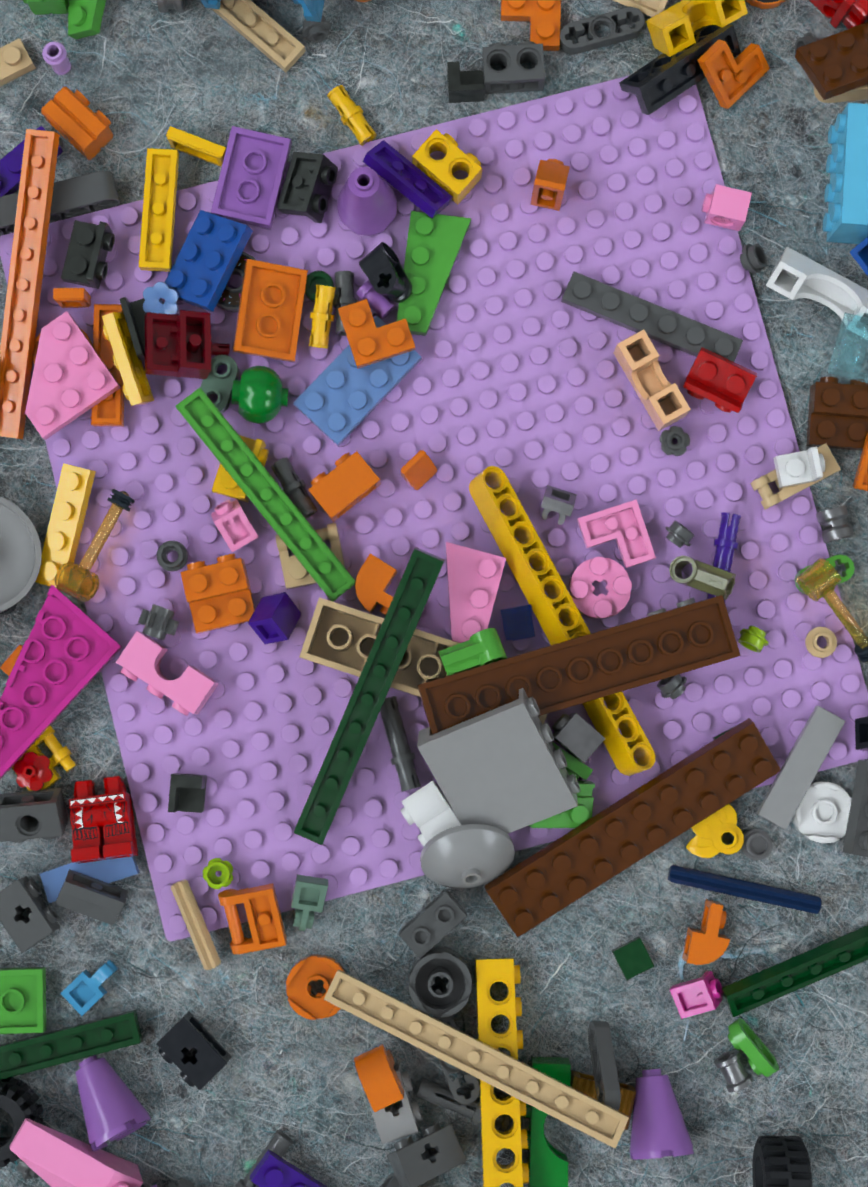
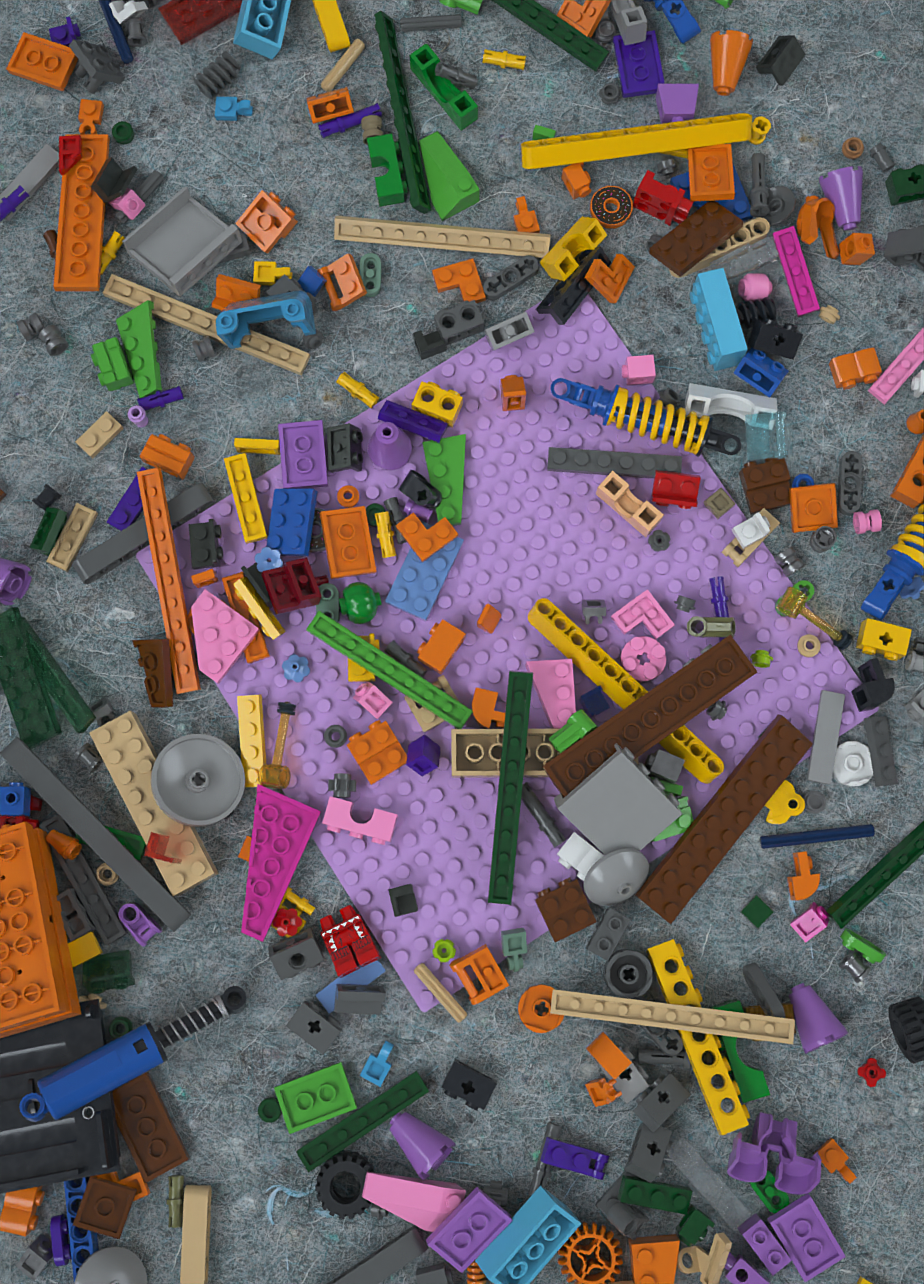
camera: 20 degrees left, 5 degrees down
(94, 44) = (161, 398): none -> dark purple pin
(158, 454) = (300, 672): none -> medium blue plant
(294, 259) = (348, 503): none -> orange plate
(357, 1117) = (602, 1091): none -> orange plate
(388, 874) = (565, 909): none -> reddish brown plate
(573, 99) = (509, 331): none -> light grey brick
(687, 254) = (648, 417): none -> piece
(770, 418) = (719, 503): none -> dark tan tile

